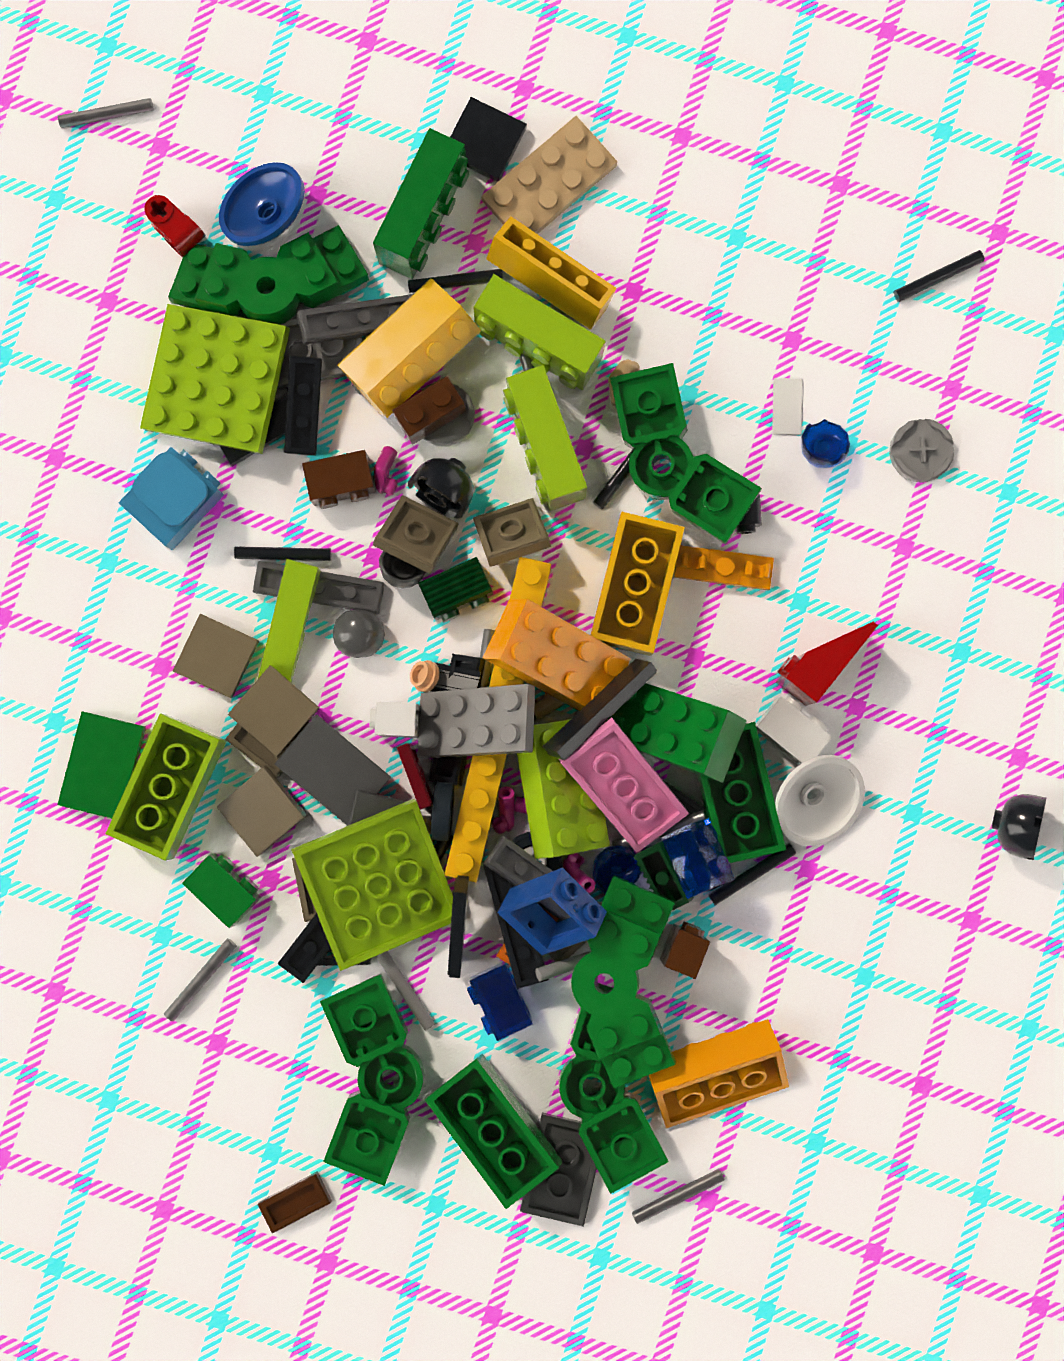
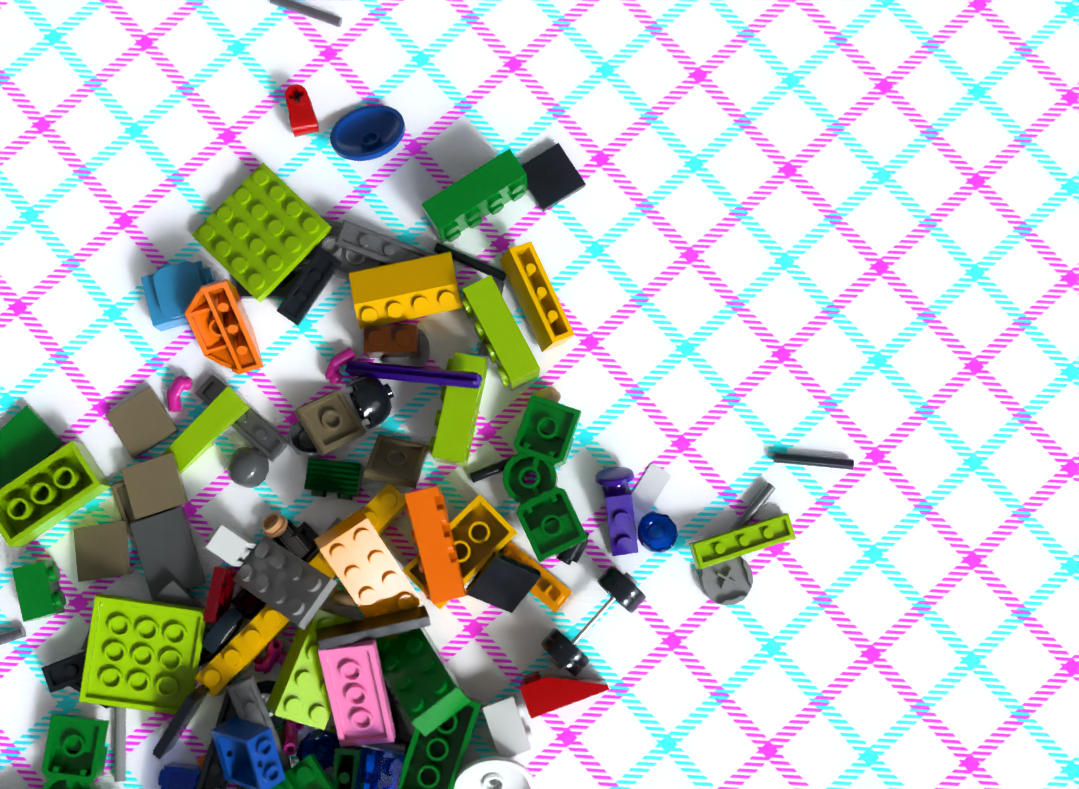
camera: 30 degrees right, 5 degrees down
(229, 601) = (174, 391): none -> dark pink arm
(241, 502) = (224, 327): none -> orange wedge
(282, 553) = (233, 379): black bar -> none
(302, 272) = (367, 195): green plate -> none
(339, 479) = (302, 351): reddish brown brick -> none
(477, 427) = (414, 374): none -> dark purple axle
(551, 177) = (579, 231): tan plate -> none
(611, 587) = (435, 544): none -> orange wedge
(700, 587) = (503, 582): none -> black tile
(772, 444) = (619, 509): none -> dark purple piece
(823, 523) = (622, 590): none -> black axle
(905, 372) = (754, 506): none -> flat silver bar
(916, 400) = (742, 541): none -> lime tile

